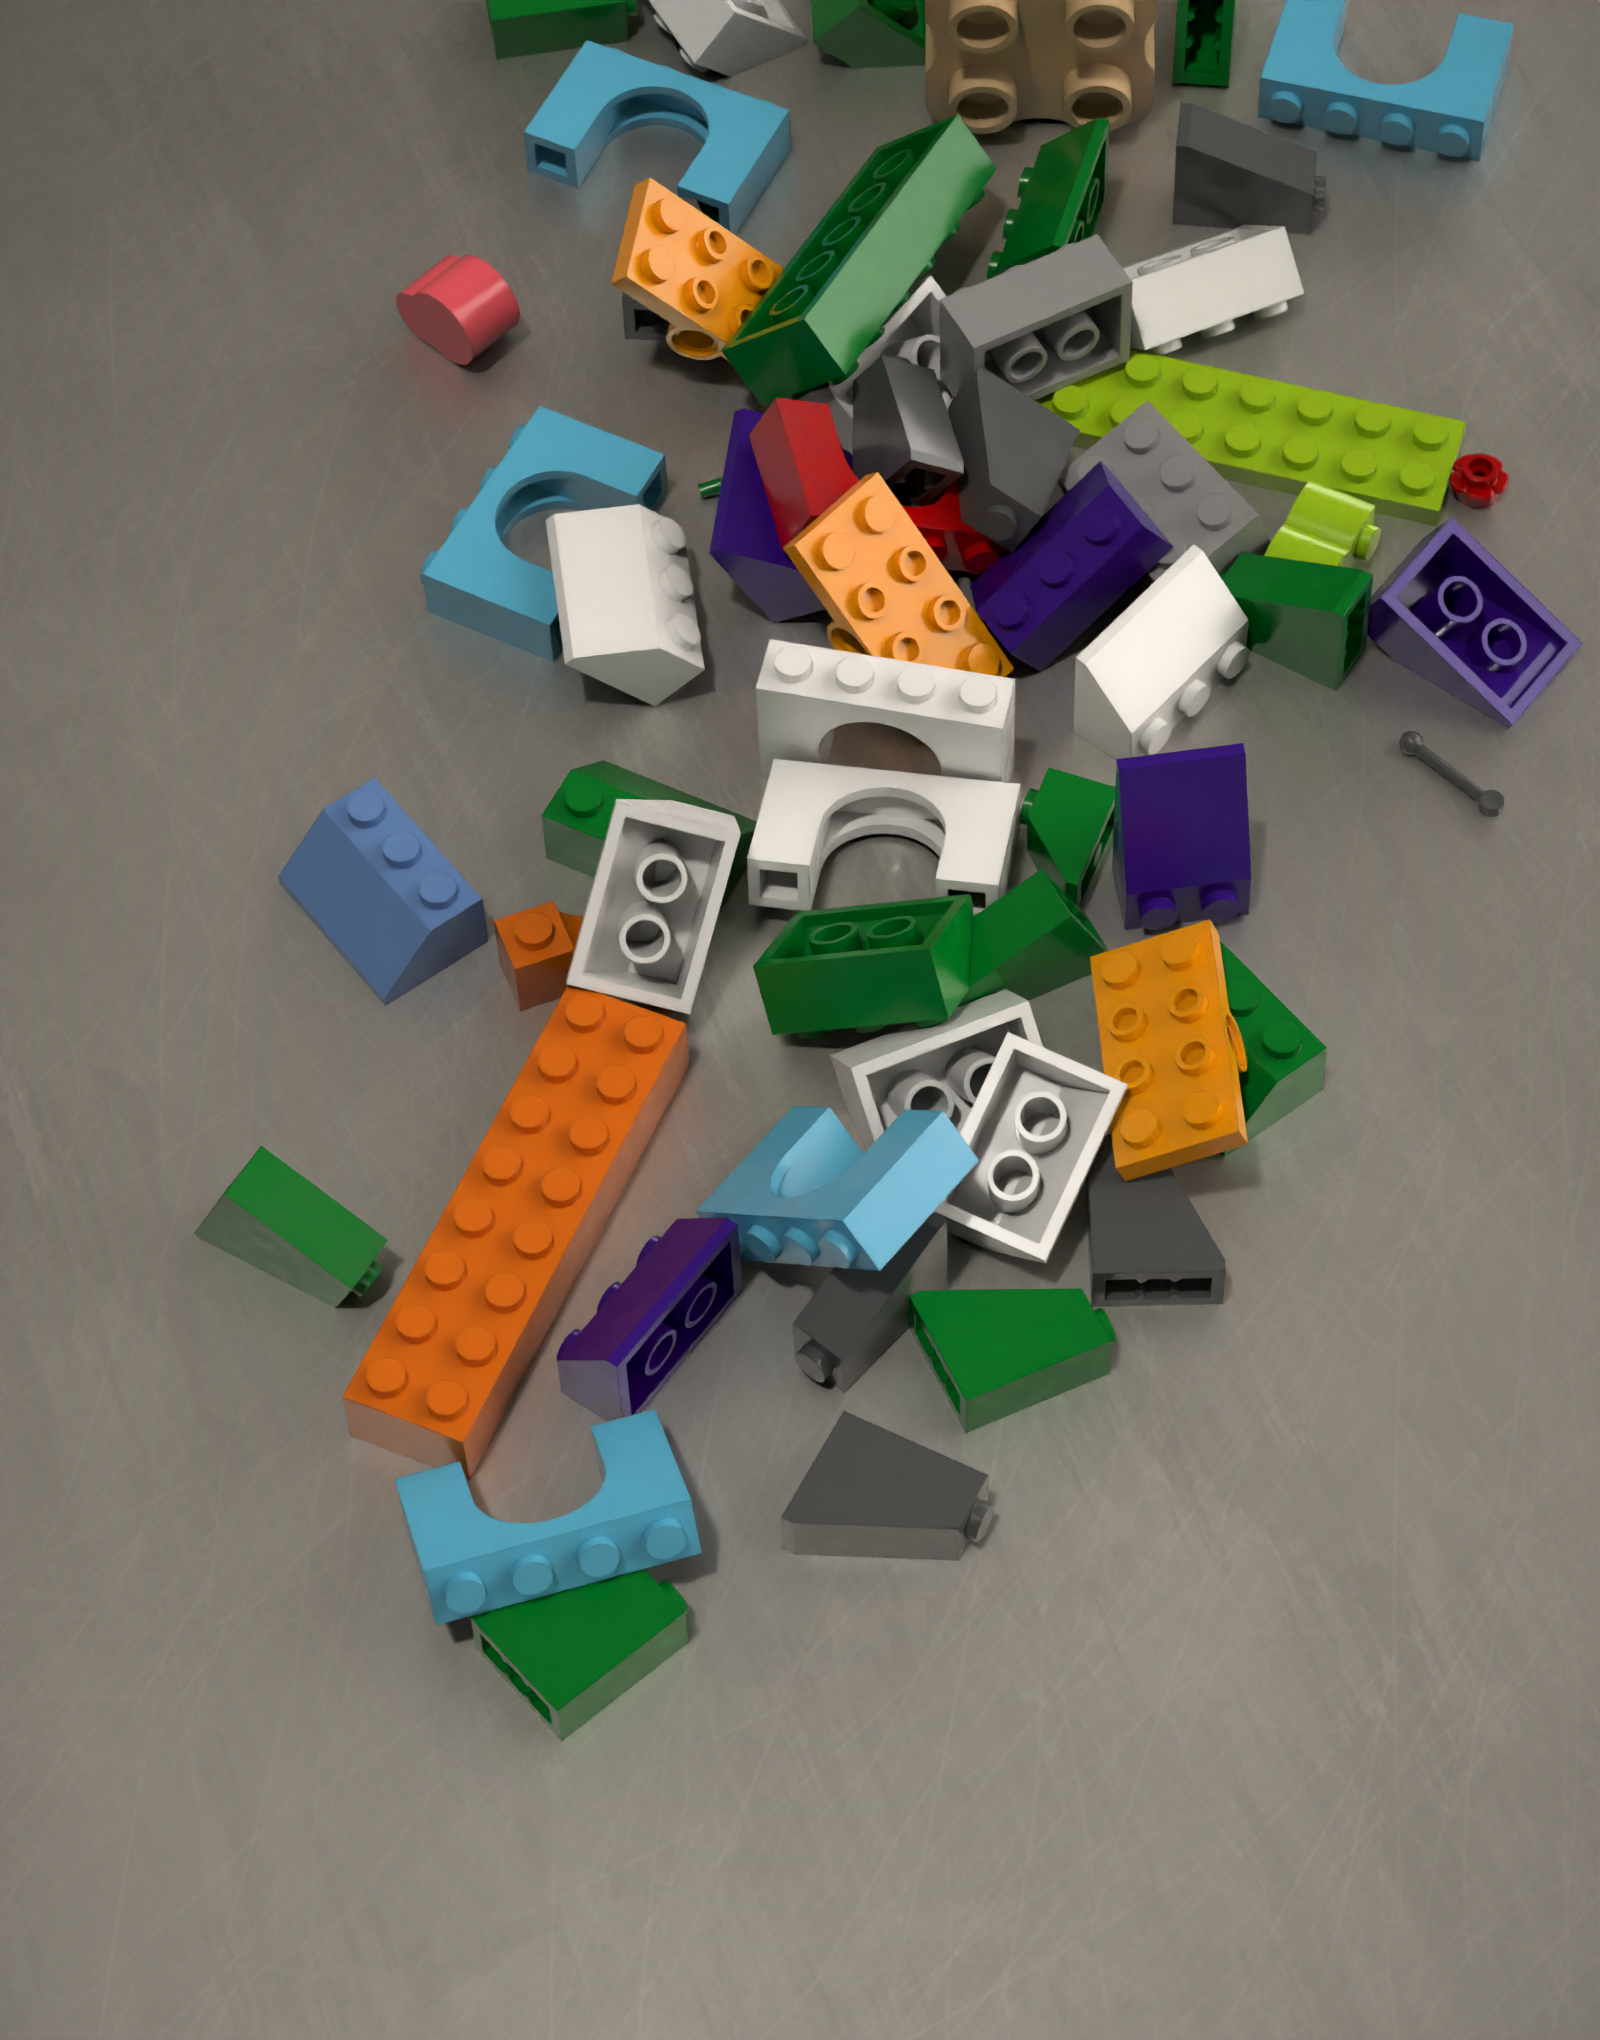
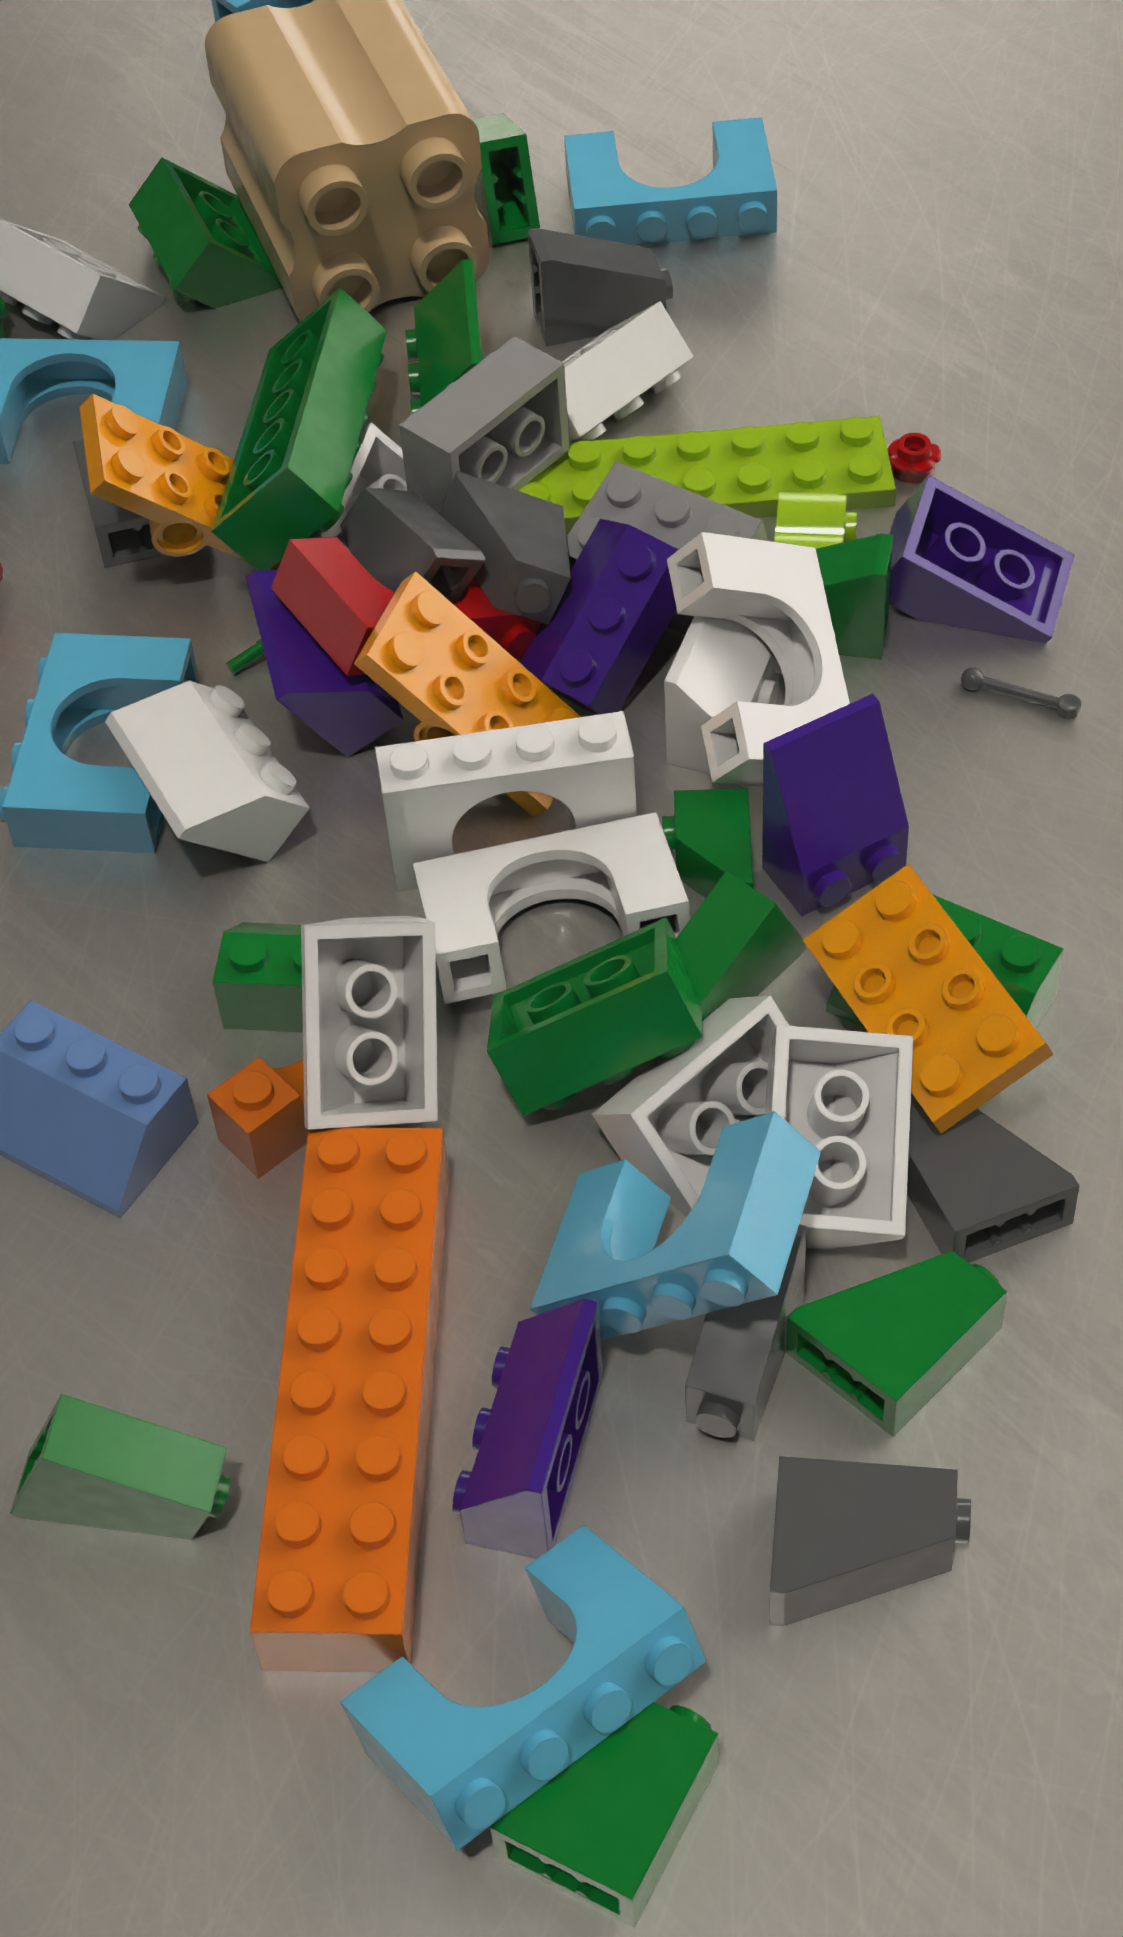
camera: 20 degrees left, 5 degrees down
(1233, 608) = (781, 599): none -> white arch

